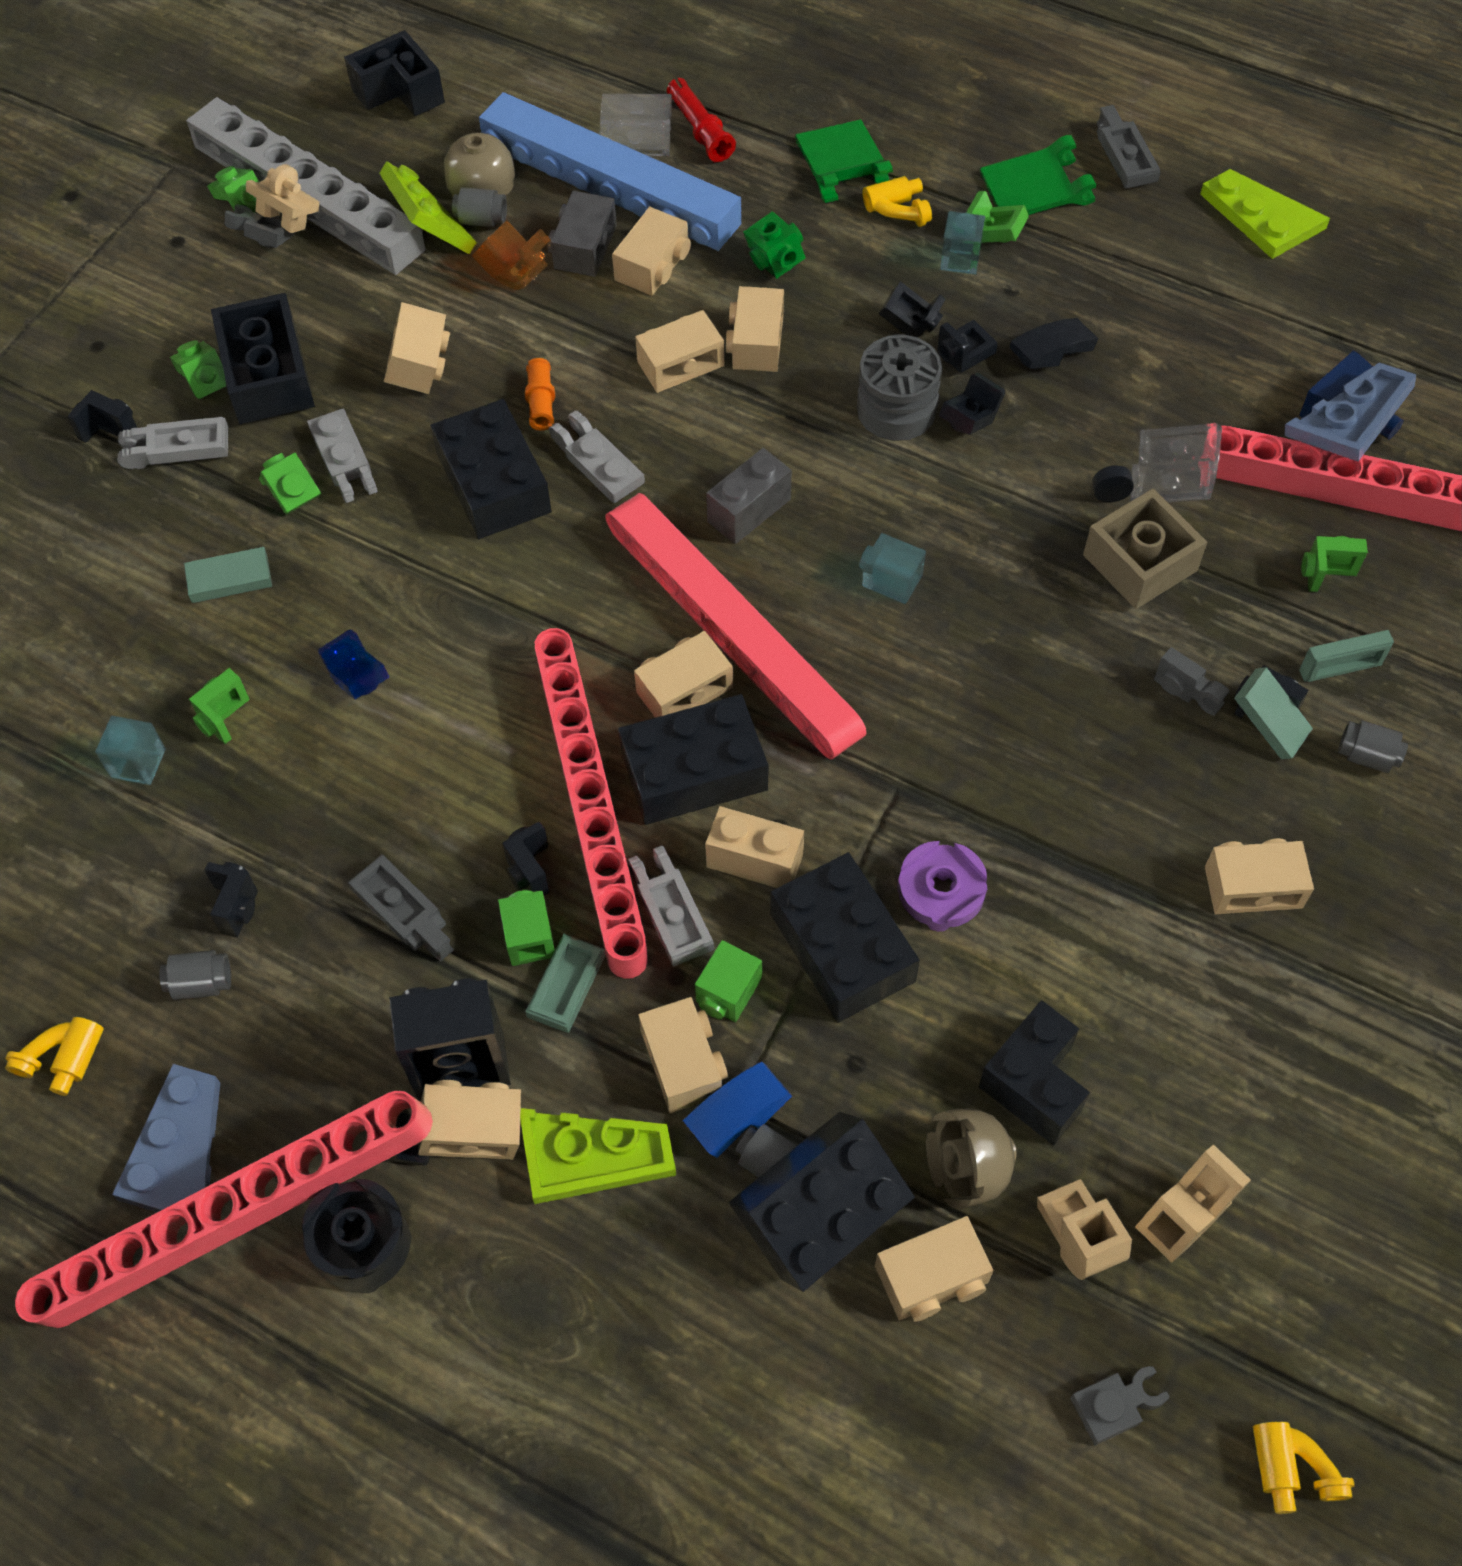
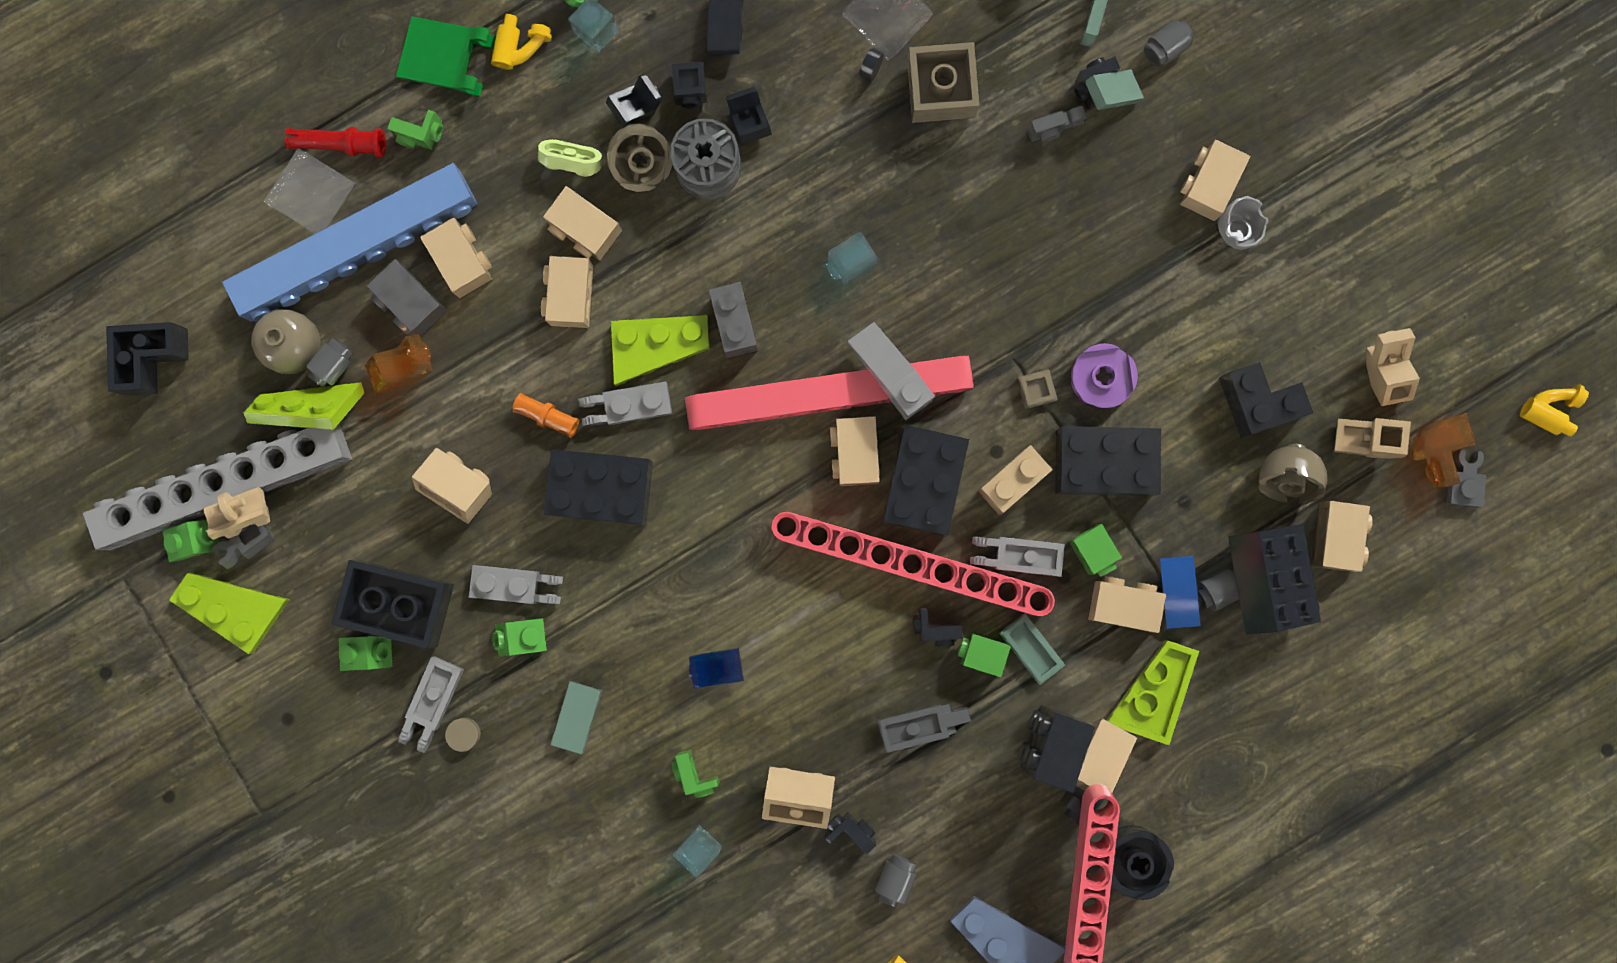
camera: 55 degrees left, 25 degrees up
(100, 412) = (365, 750): black bracket -> none
(155, 487) = (463, 734): none -> dark tan tile
(185, 252) = (228, 609): none -> lime wing
(244, 814) = (798, 797): none -> tan brick
(677, 447) = (649, 344): none -> lime wing
(754, 173) = (411, 135): none -> bright green bracket
(774, 244) = (512, 164): green brick -> none
(788, 653) = (891, 371): none -> light grey slope
(817, 289) = (569, 157): none -> yellowish green plate
(852, 325) = (639, 157): none -> dark tan cylinder
(879, 826) = (1037, 389): none -> dark tan tile
(1144, 1325) = (1435, 445): none -> clear orange brick
(1233, 931) = (1242, 223): none -> light grey hair

